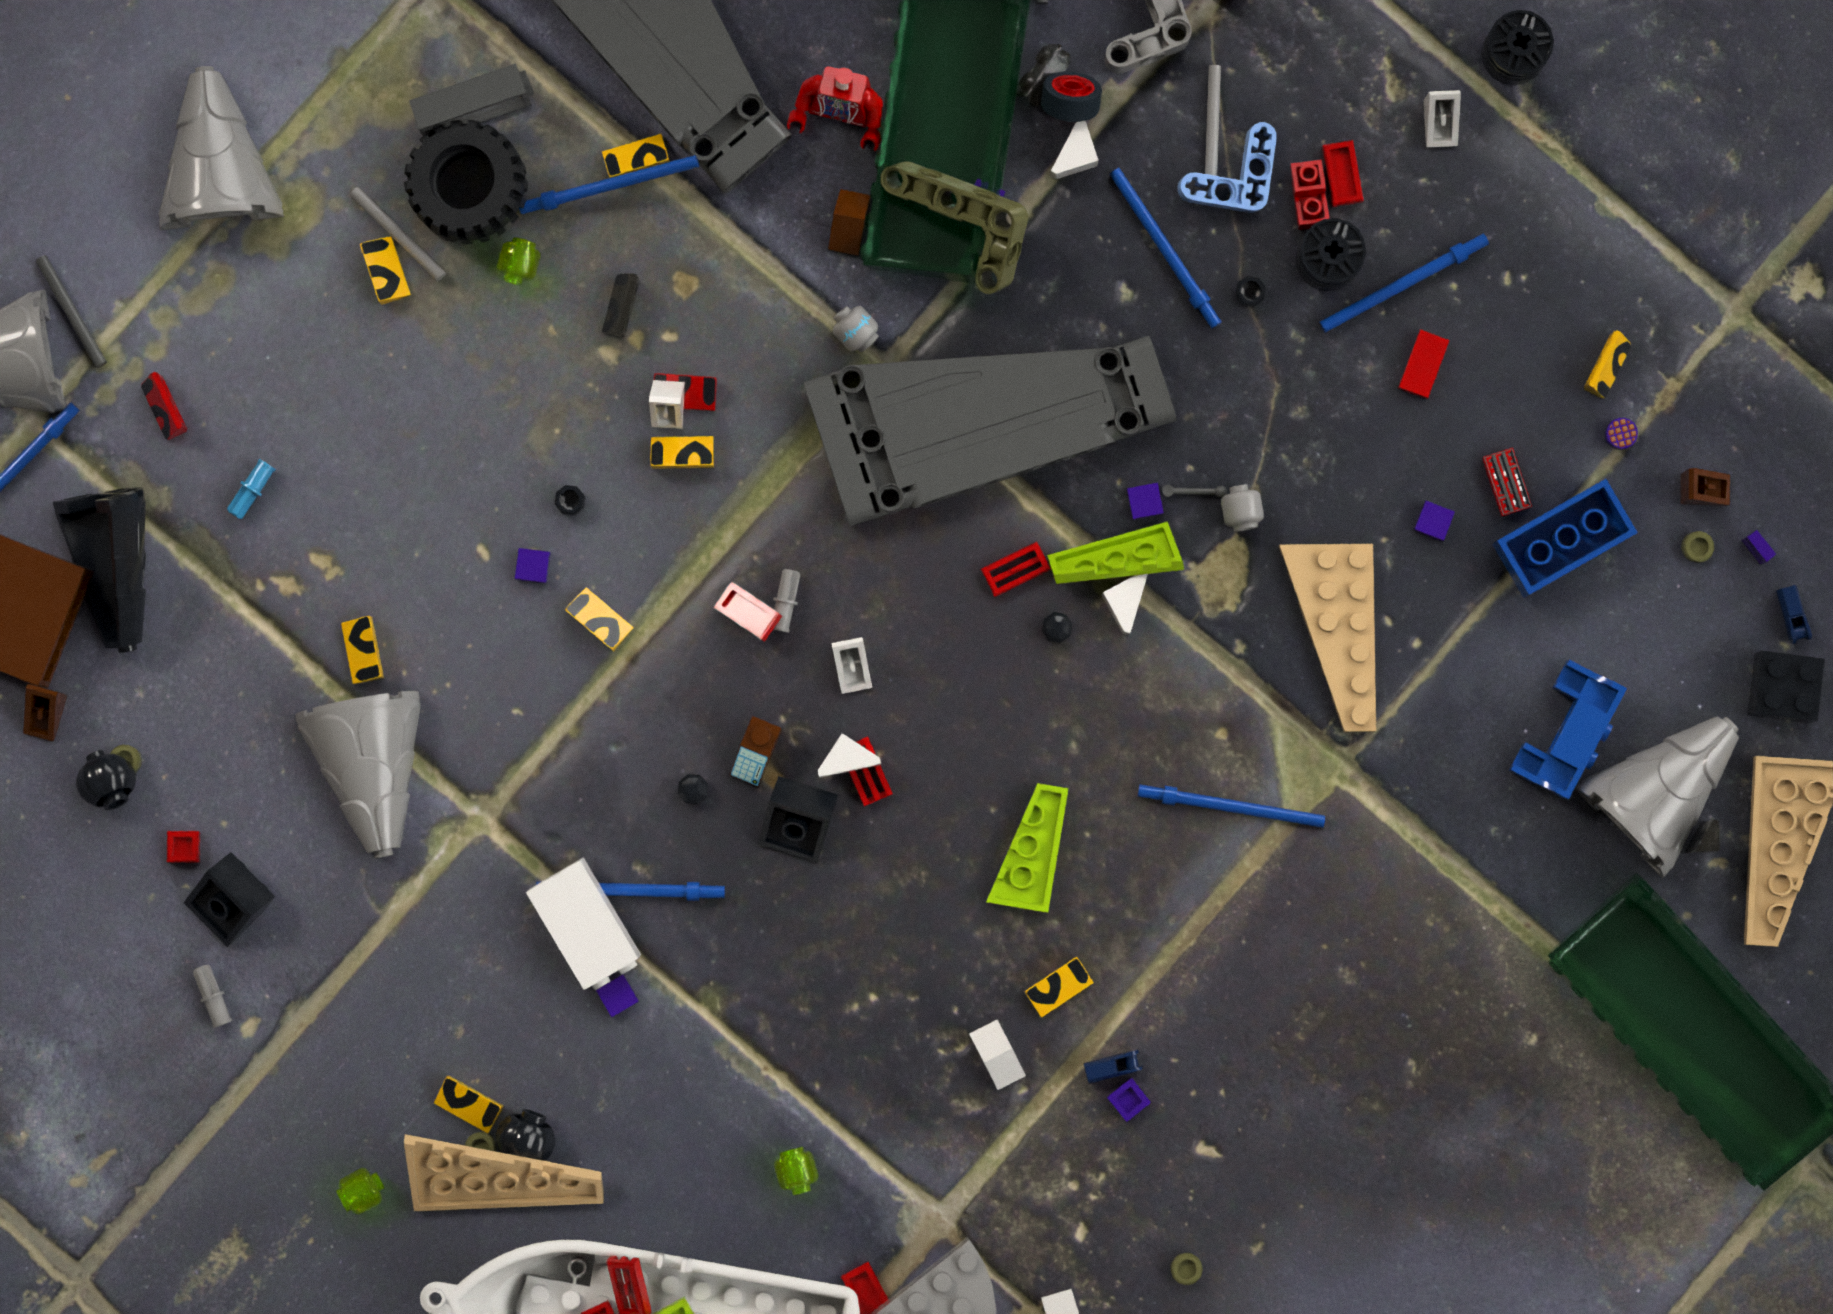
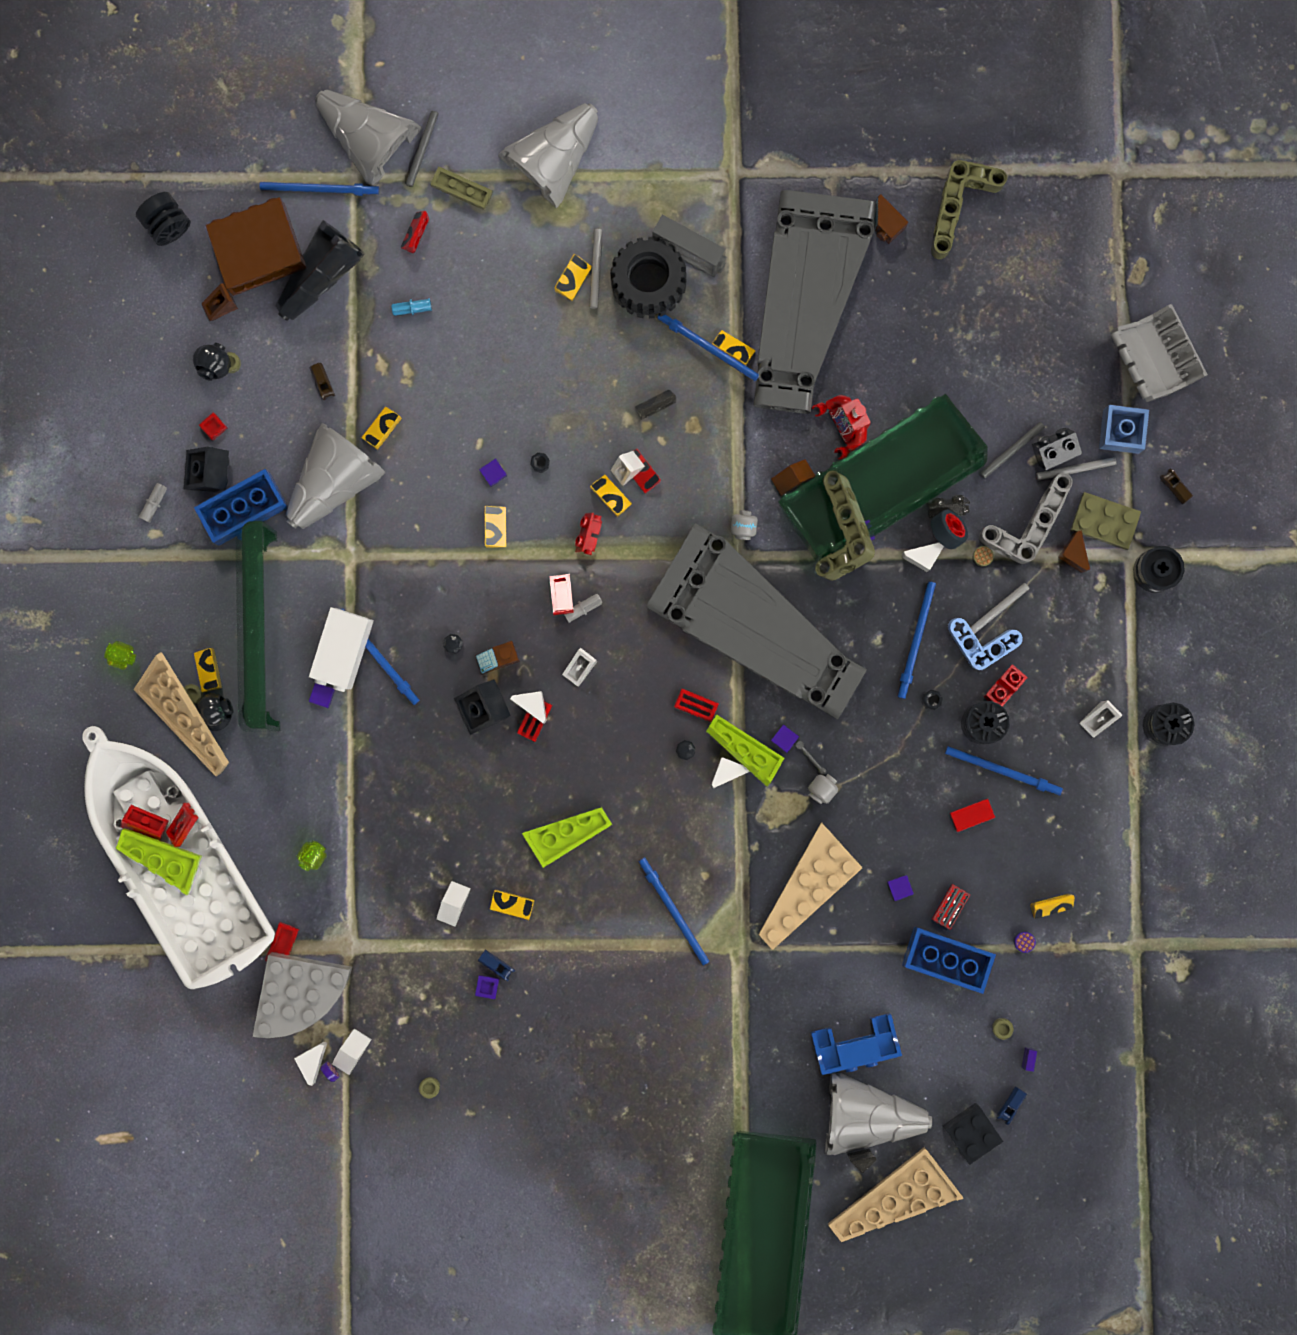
camera: 45 degrees right, 0 degrees up
(161, 306) = (461, 188): none -> olive plate
(241, 669) = (321, 378): none -> dark brown bar
(312, 895) = (247, 501): none -> blue brick
(470, 1005) = (251, 669): none -> clear green windscreen
(518, 261) = (633, 336): clear neon green head -> none
(709, 530) = (589, 524): none -> red hinge
(1136, 85) = (983, 556): none -> tile
(1342, 173) = (1029, 693): red tile -> none
(1705, 488) = (1034, 1006): reddish brown slope -> none

